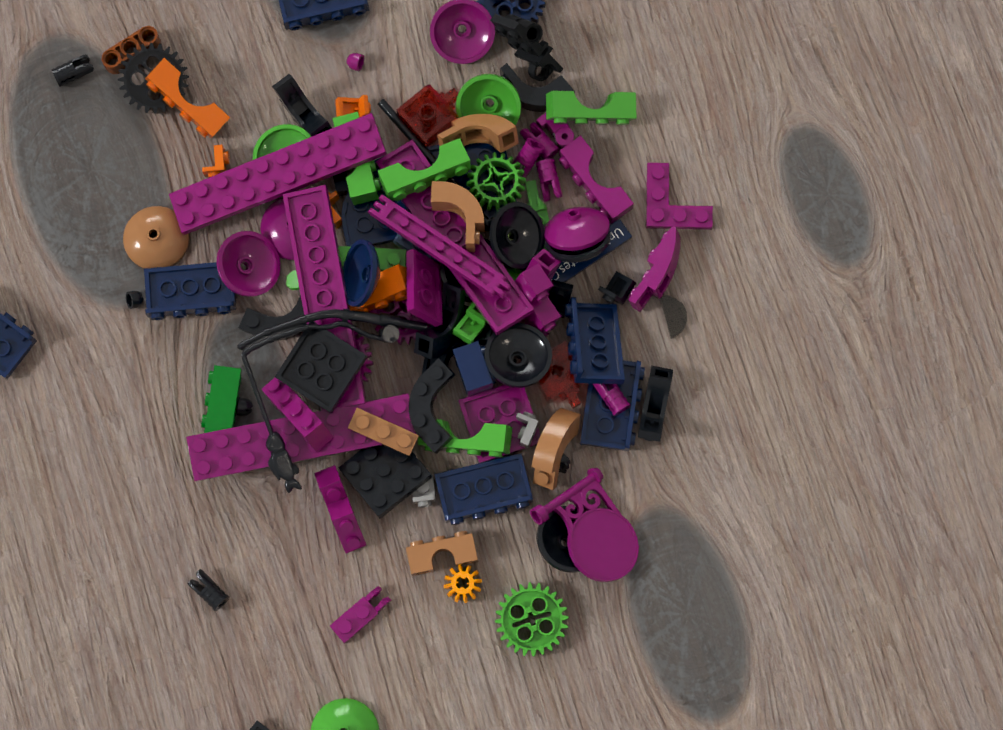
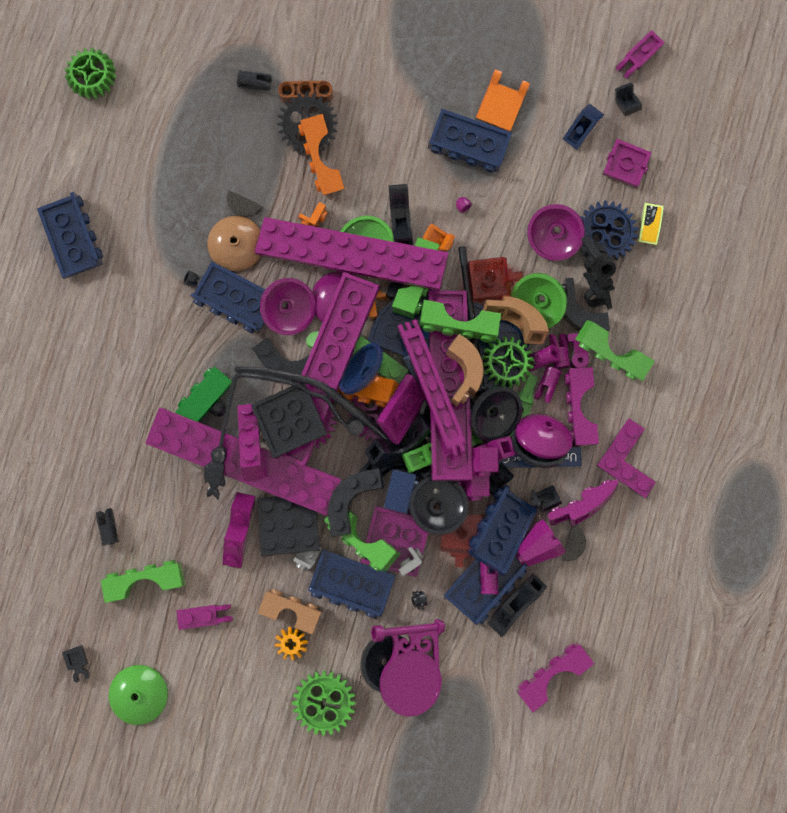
camera: 30 degrees right, 5 degrees up
(138, 197) = (242, 206): none -> clear smoke tile
(257, 639) = (119, 587): none -> bright green arch
(383, 431) = (303, 496): medium nougat plate -> none
(551, 445) = (421, 586): medium nougat arch -> none
(640, 334) = (539, 545): none -> magenta cone
(727, 476) = (535, 690): none -> magenta arch

